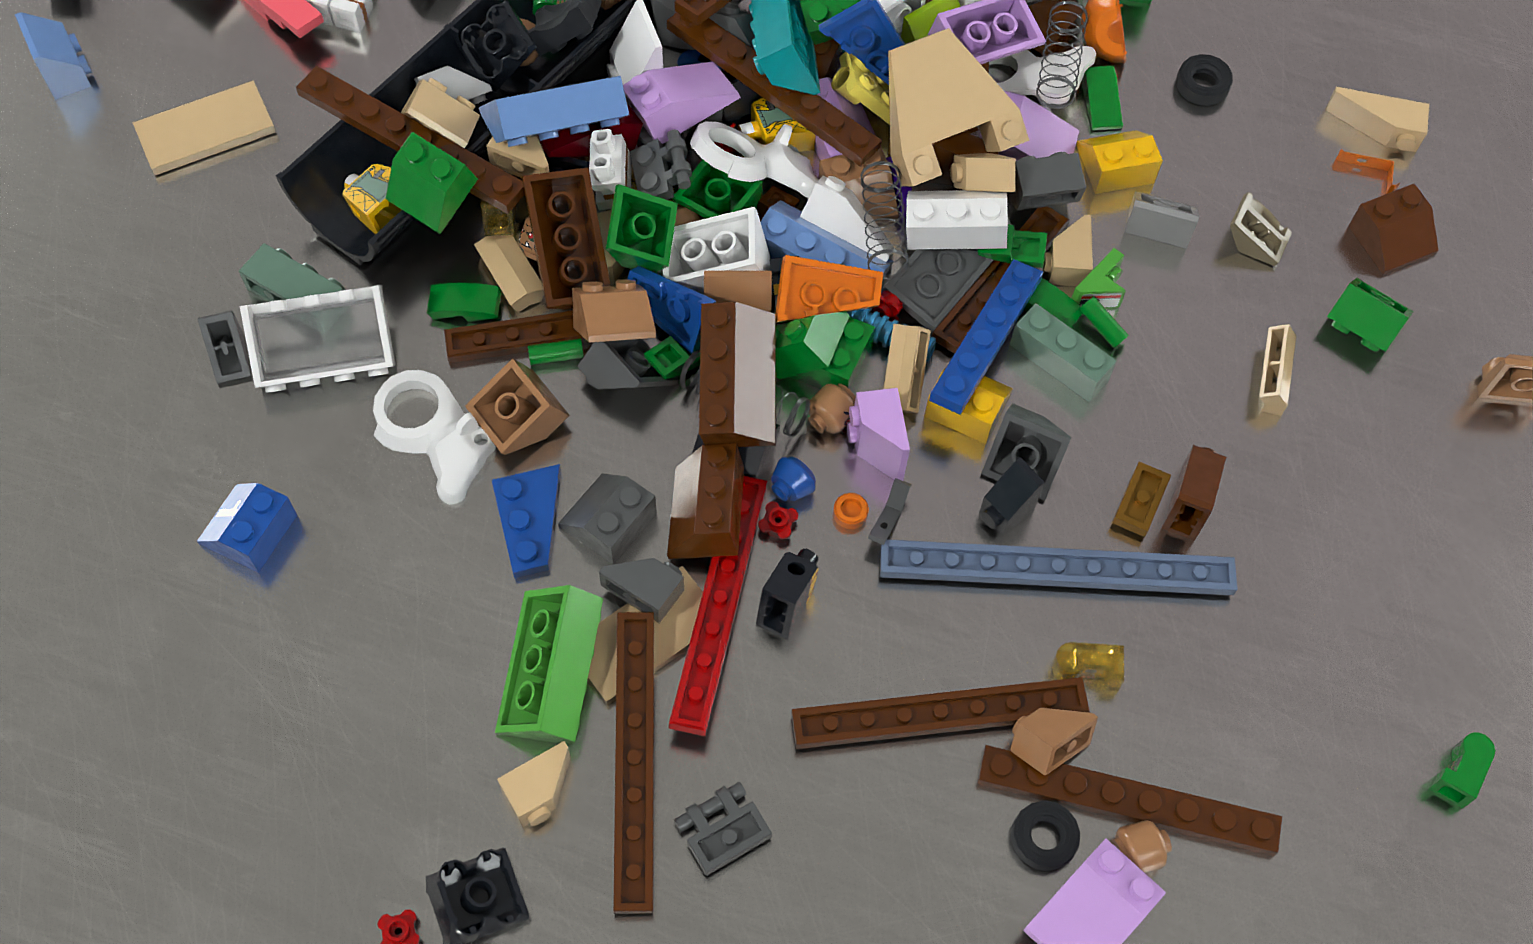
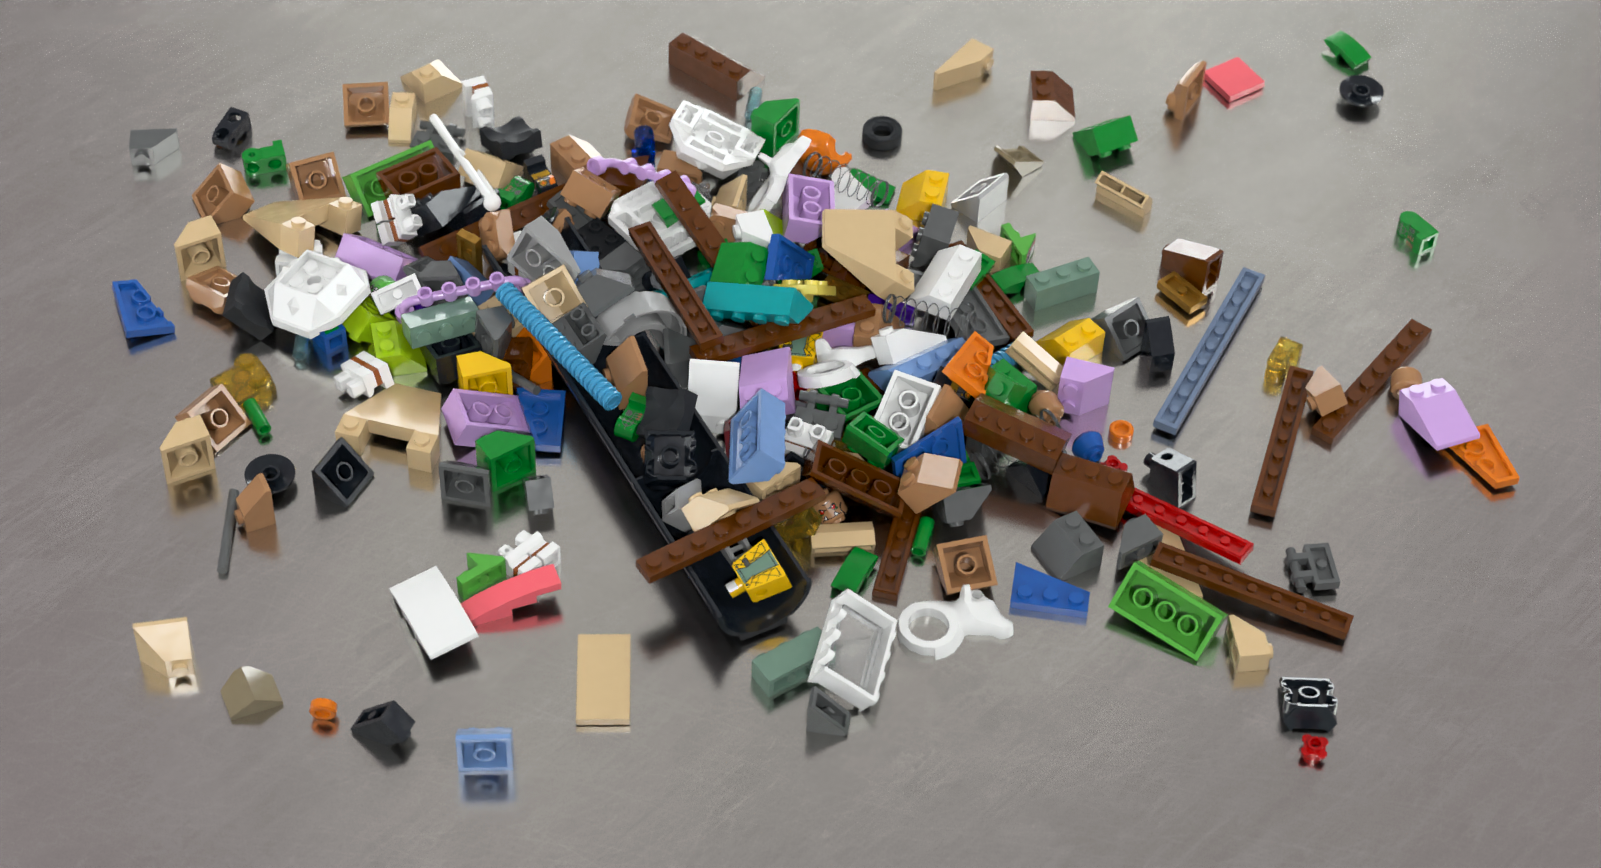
camera: 65 degrees left, 15 degrees down
(249, 525) = (980, 742): blue slope -> none
(428, 182) = (789, 523): green slope -> none
(891, 511) = (1128, 412): dark grey piece -> none
(983, 172) = (922, 252): tan slope -> none
(986, 337) = (1040, 307): blue plate -> none
(1065, 824) = (1375, 435): black tyre -> none
(1103, 322) = (1047, 256): green axle -> none
(1371, 162) = (1000, 80): orange piece -> none

